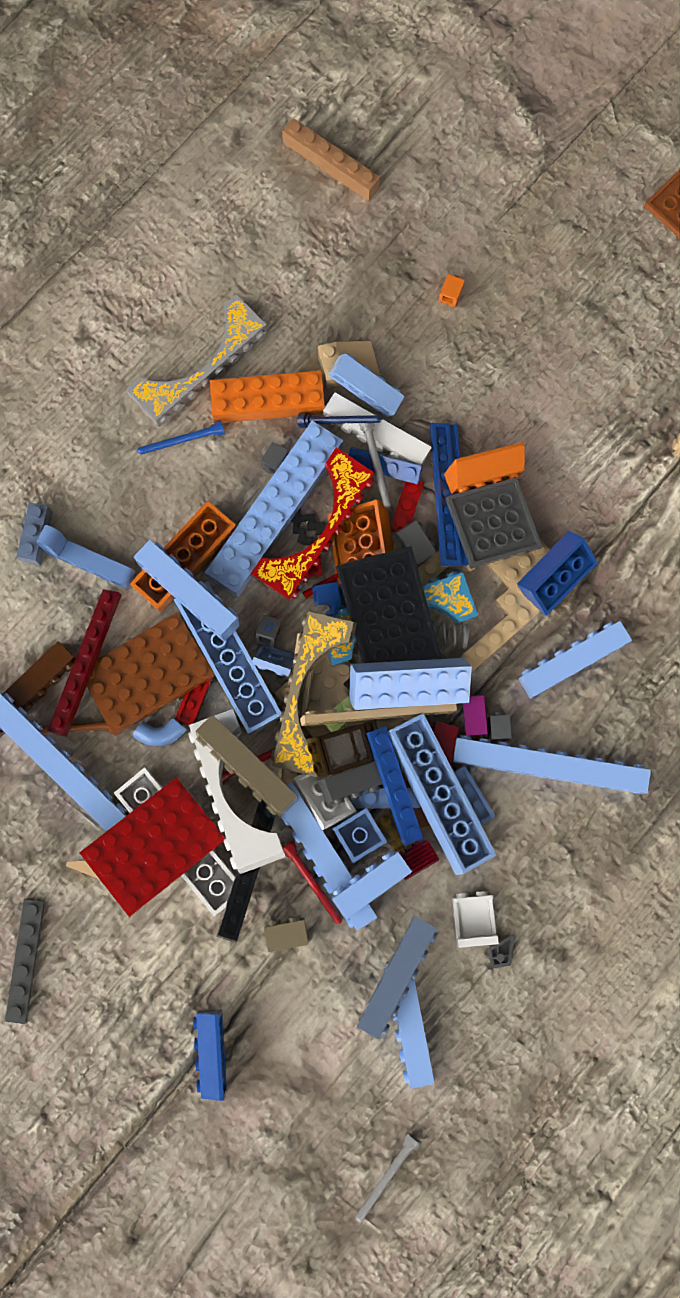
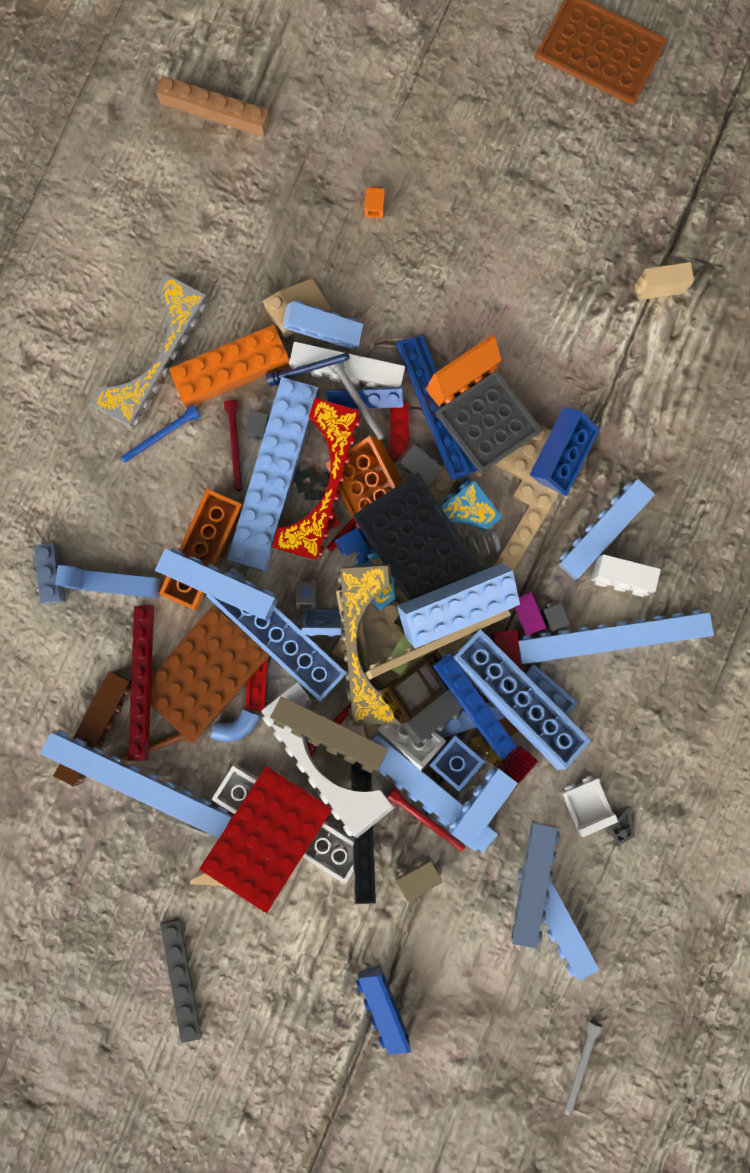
camera: 15 degrees left, 5 degrees up
(256, 435) = (231, 408): none -> dark red piece
(579, 708) = (625, 575): none -> white brick

